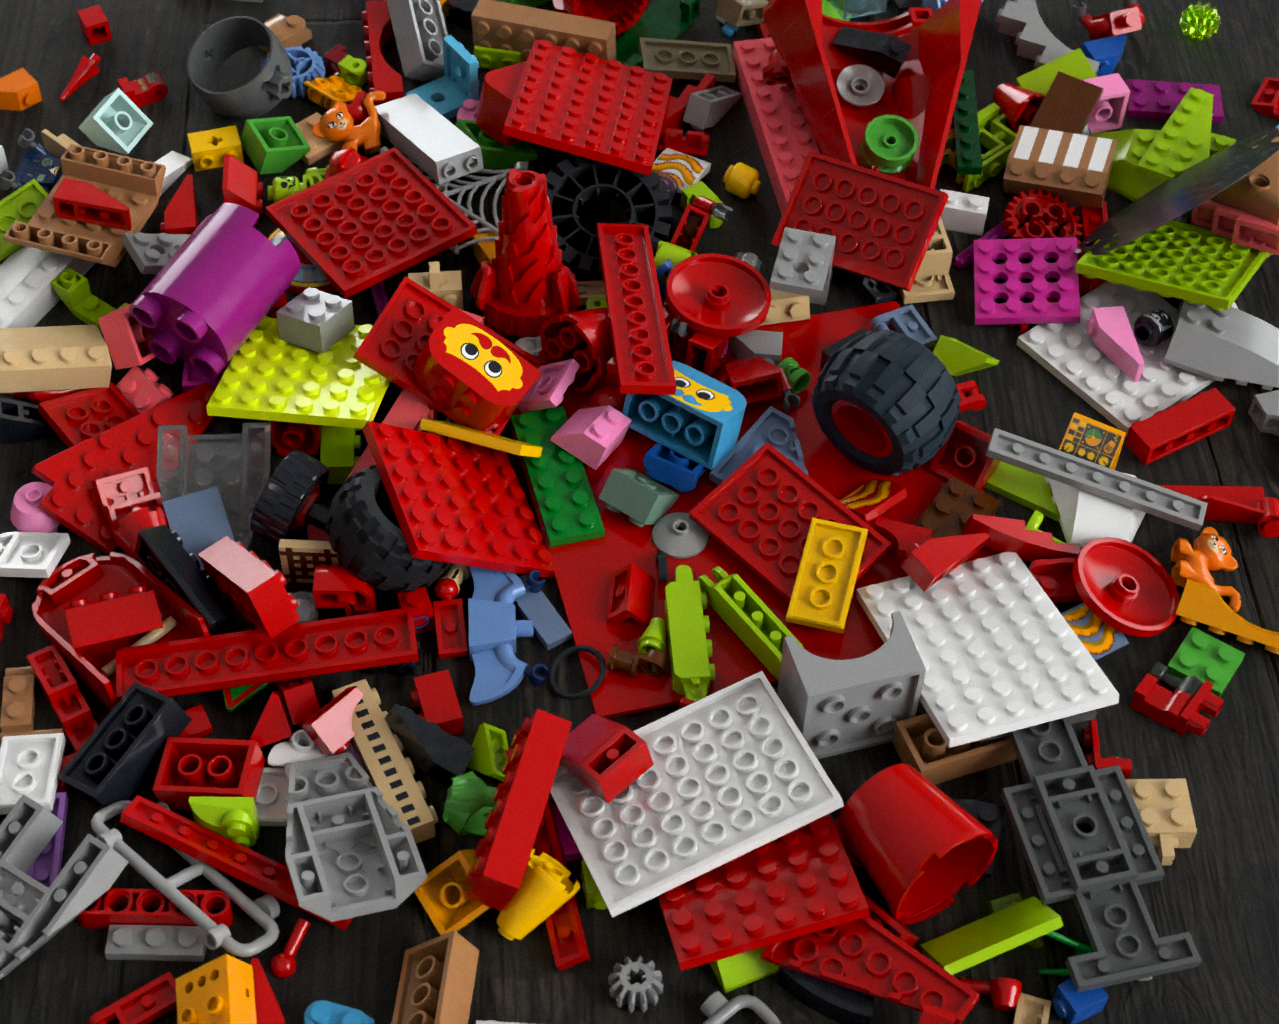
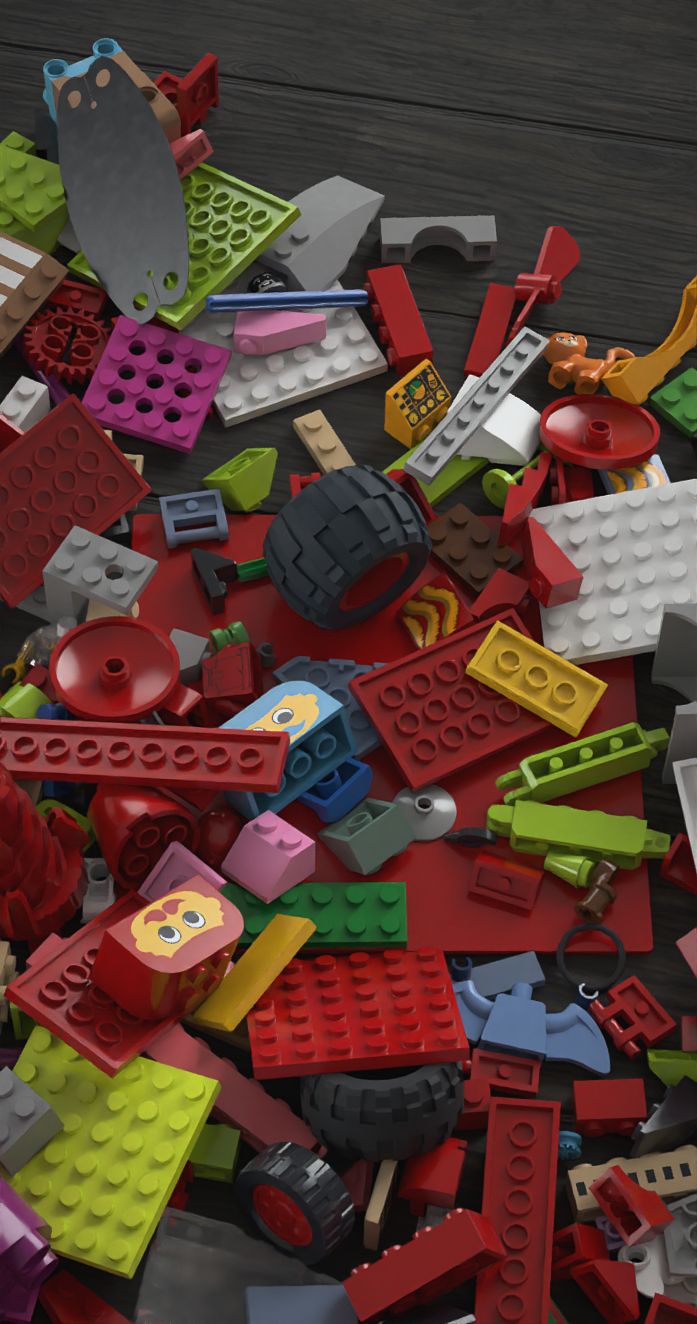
camera: 75 degrees left, 5 degrees up
(396, 682) = (568, 1145): none -> dark azure bush
(543, 700) = (639, 1010): none -> red plate
(1023, 409) = (322, 442): none -> tan plate
(1146, 335) = (286, 300): none -> blue axle

